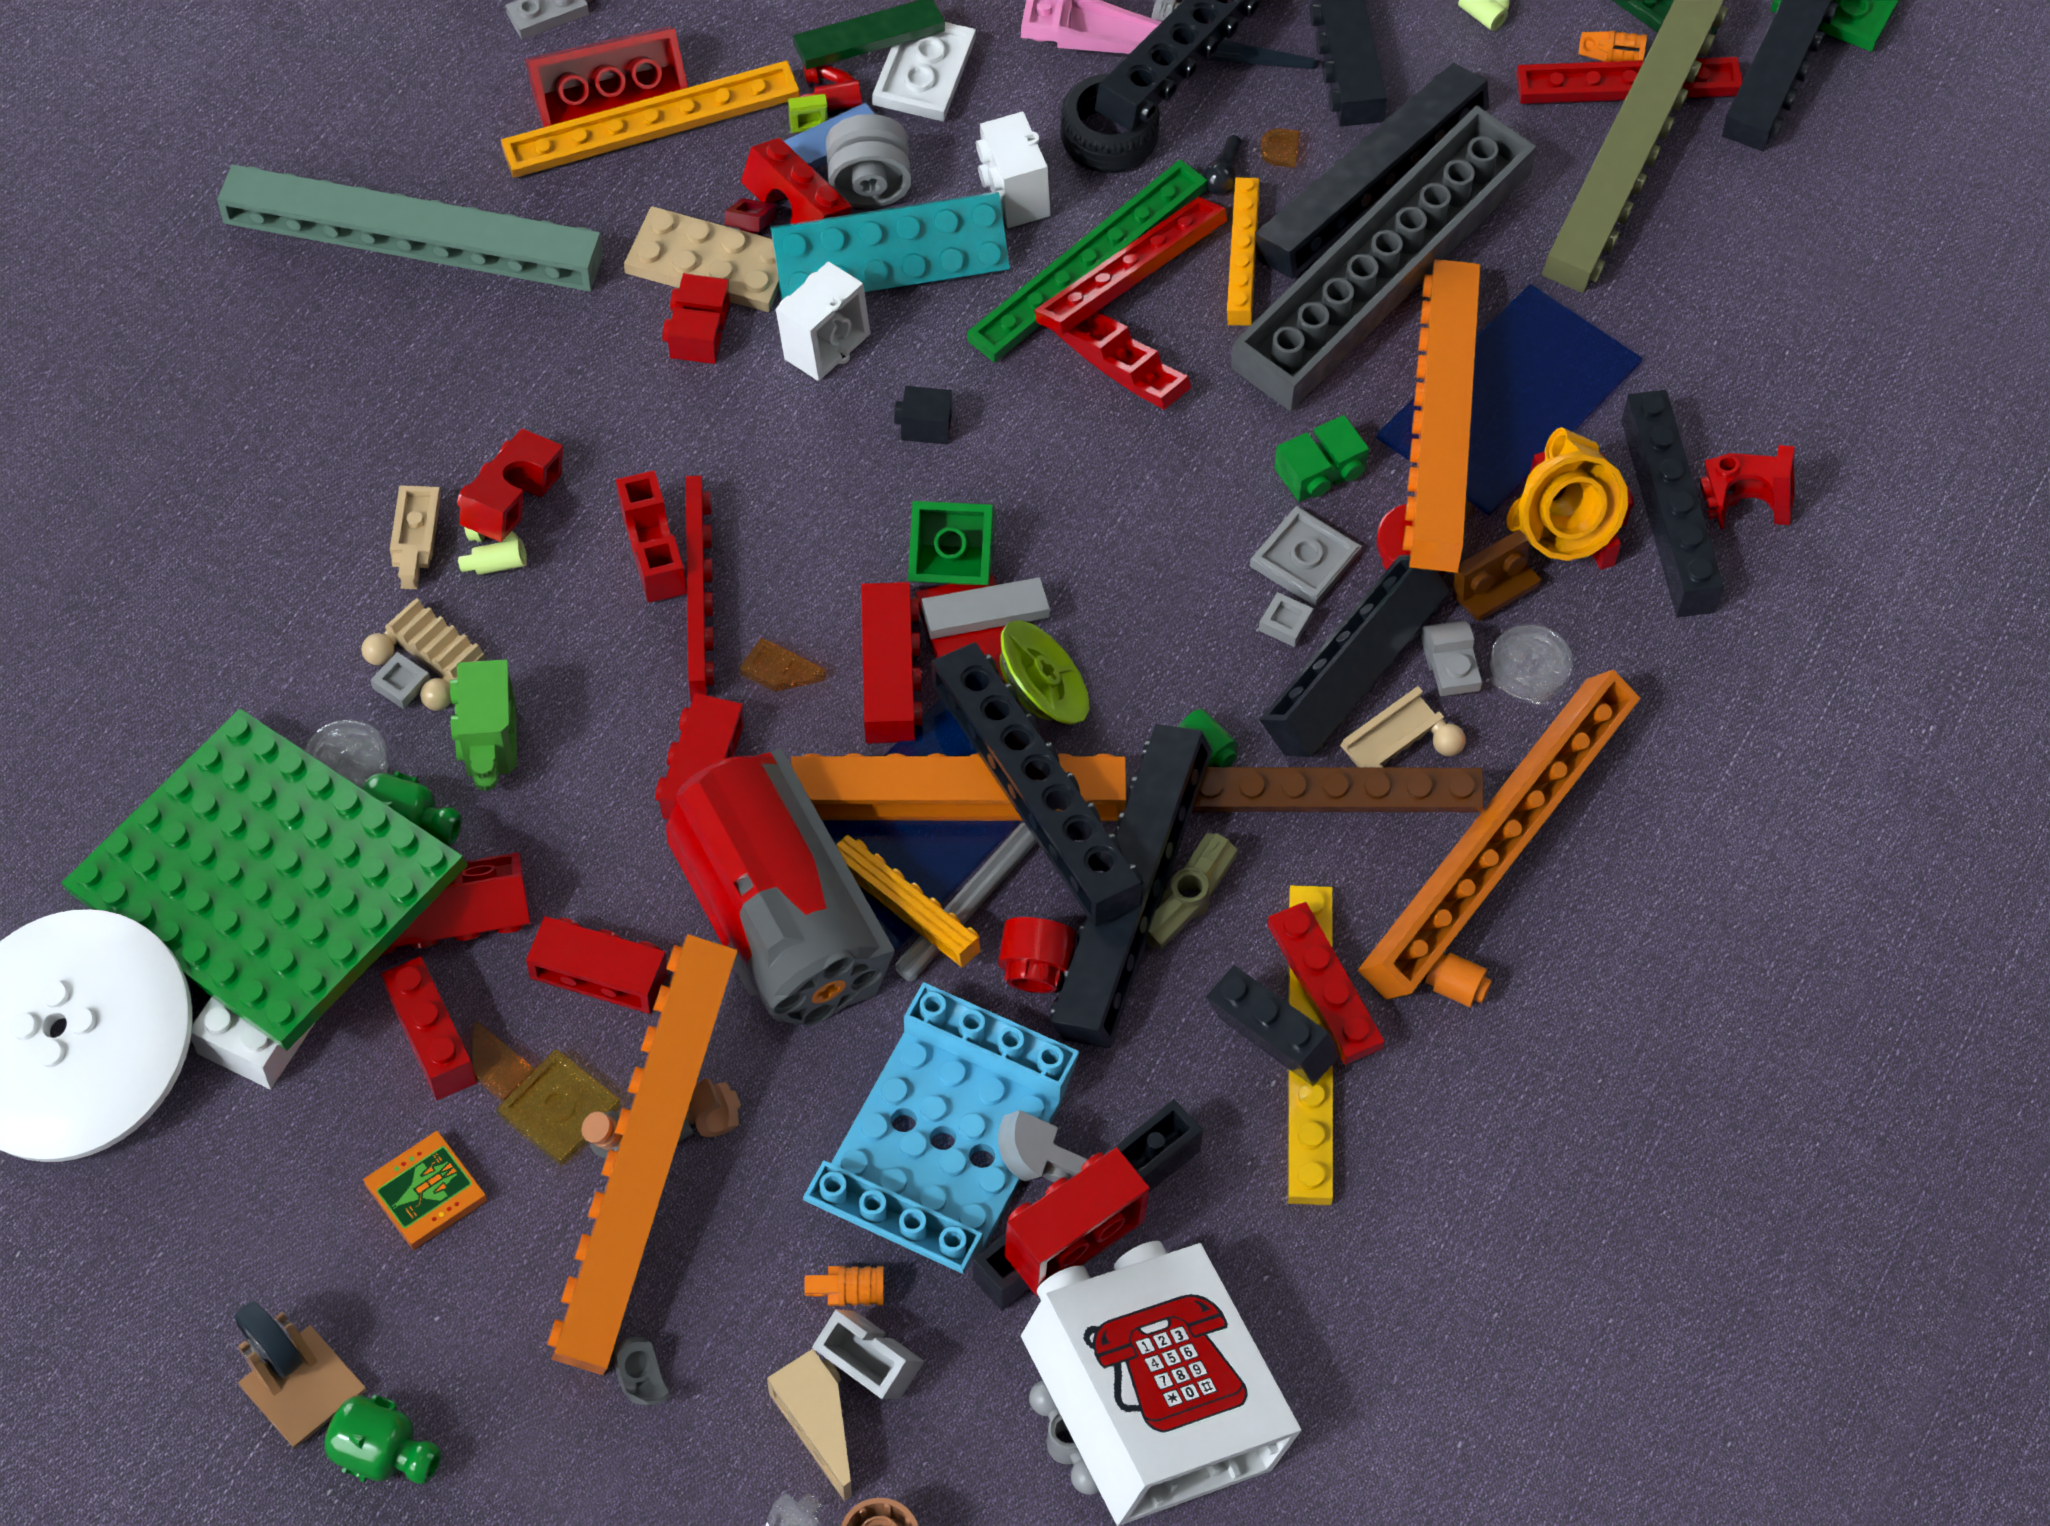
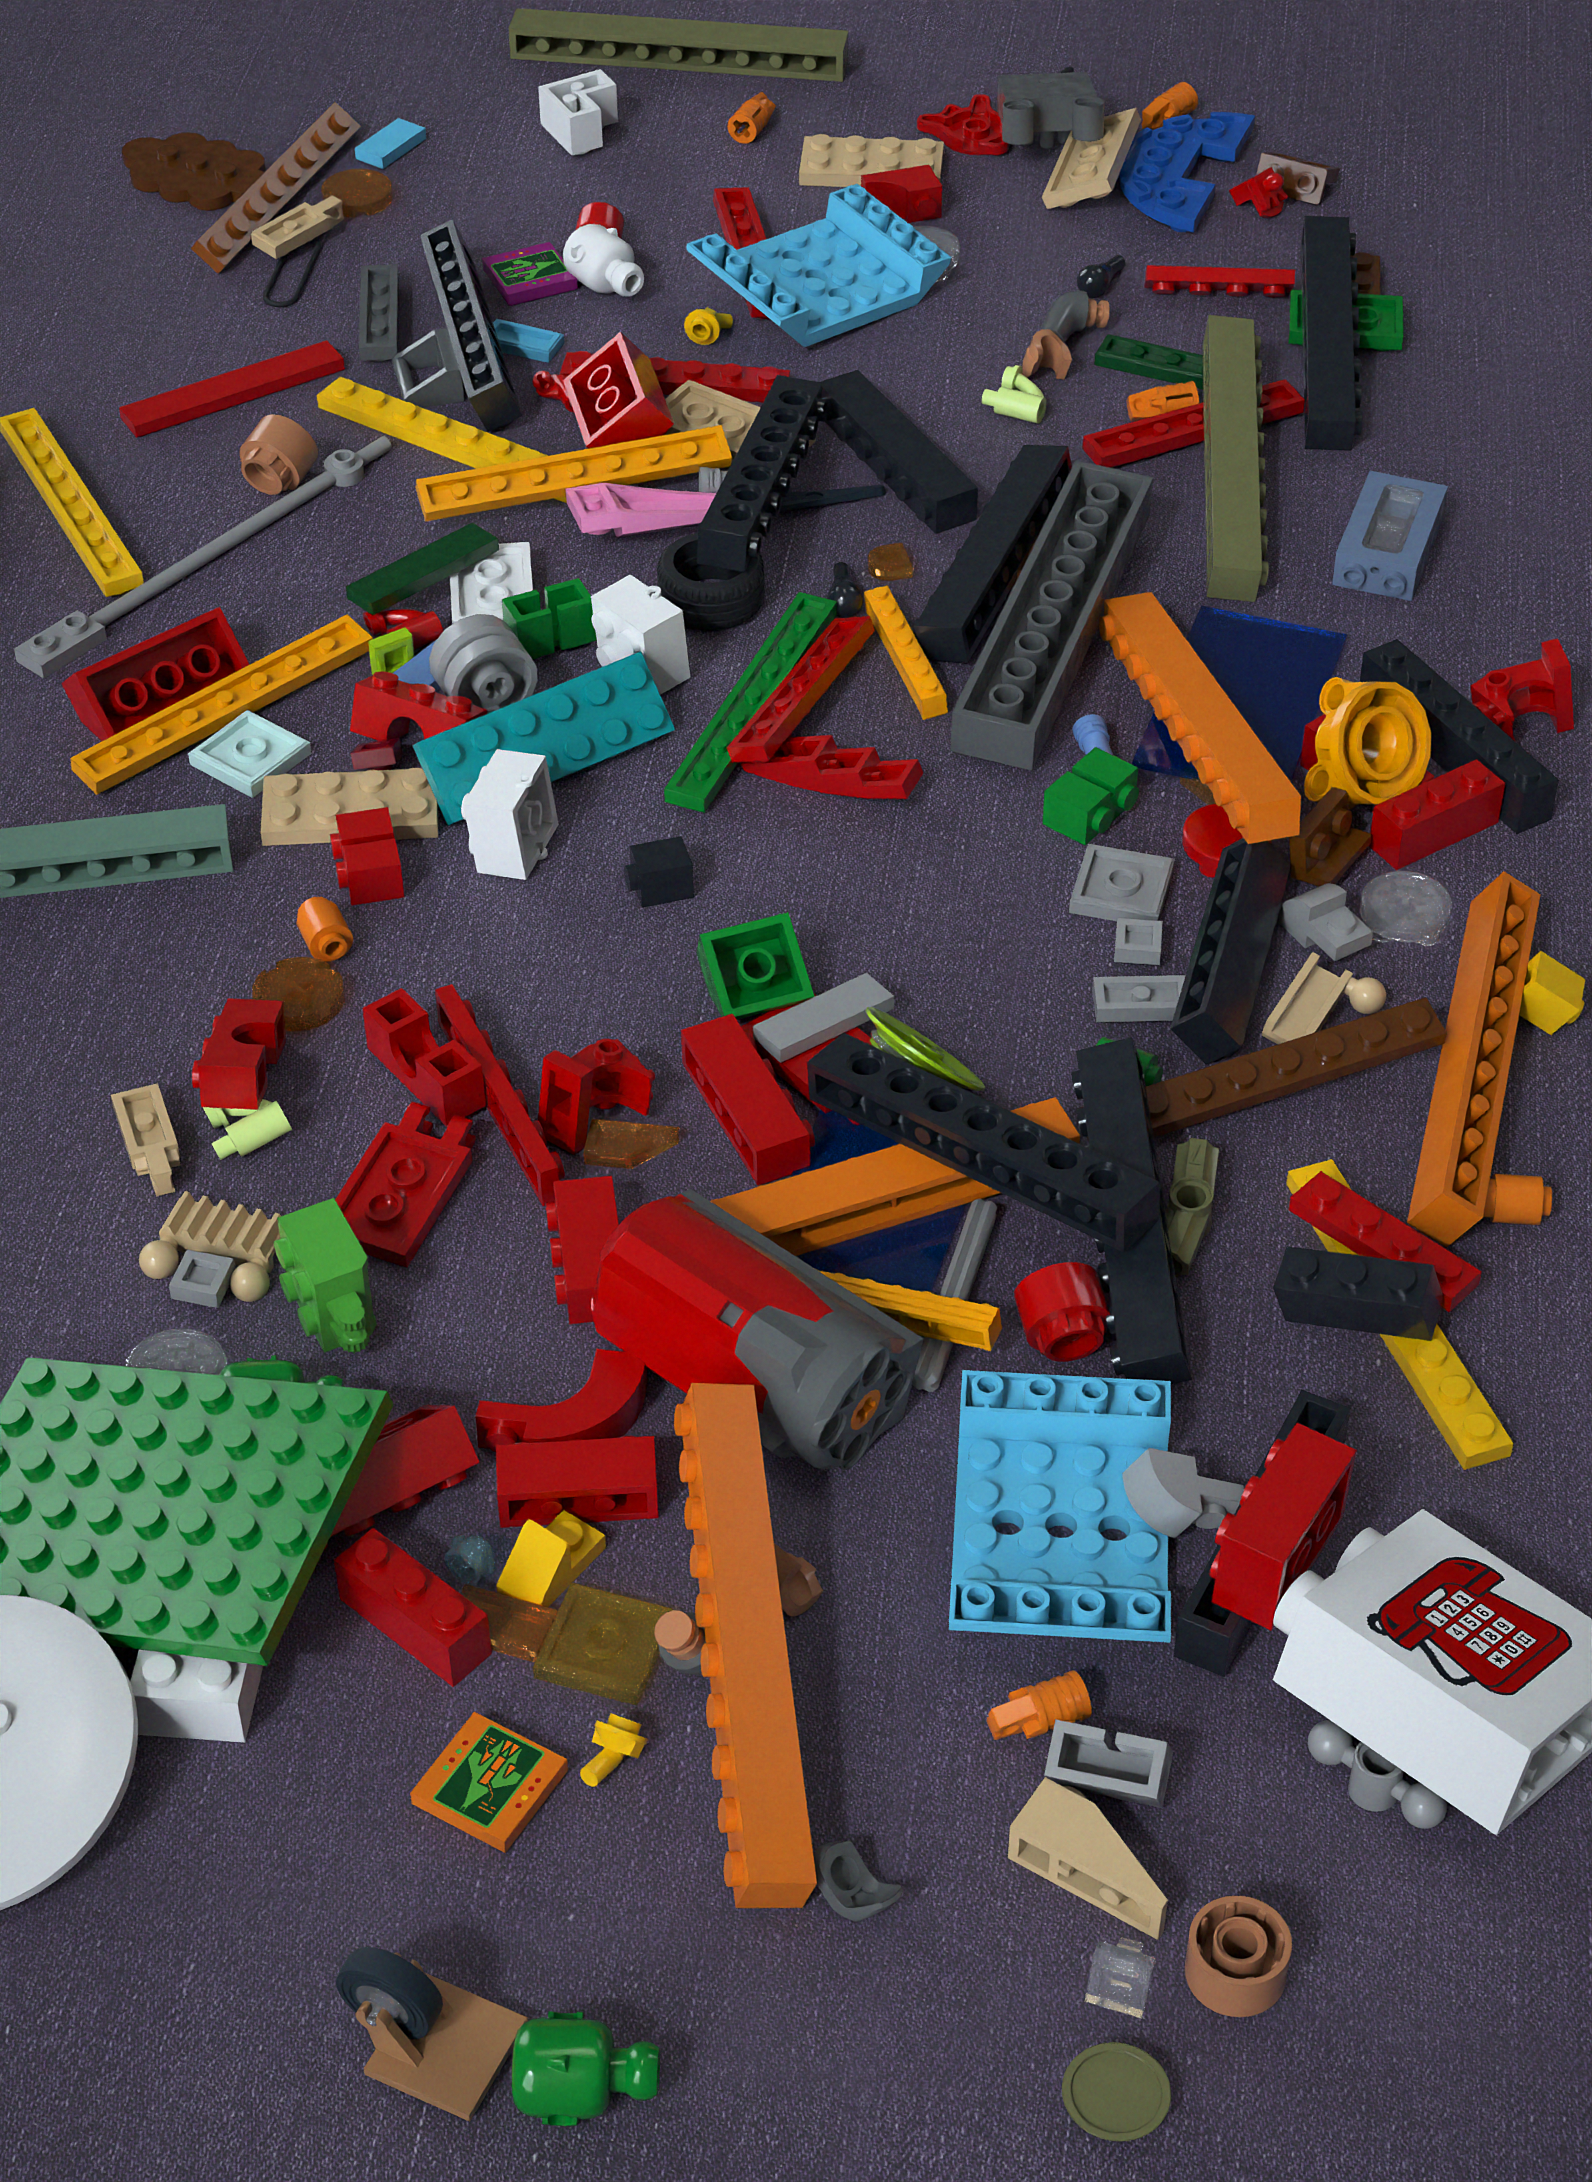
camera: 20 degrees left, 15 degrees down
(491, 1000) = (470, 1558): none -> clear light blue plate
(532, 1193) = (619, 1739): none -> yellow plate
(549, 1024) = (549, 1558): none -> yellow slope
(586, 647) = (405, 1183): none -> red tile
(590, 433) = (308, 988): none -> clear orange tile
(631, 379) = (324, 929): none -> orange brick
(631, 914) = (600, 1410): none -> red arch
(652, 176) = (248, 752): none -> light aqua tile
(760, 605) = (593, 1077): none -> red tile
(931, 122) = (563, 622): none -> green piece
(1253, 674) = (1136, 998): none -> light grey plate
(1356, 400) = (1091, 732): none -> medium blue pin
(1598, 796) = (1551, 994): none -> yellow brick
(1607, 579) = (1436, 814): none -> red brick
(1737, 265) = (1390, 532): none -> sand blue piece

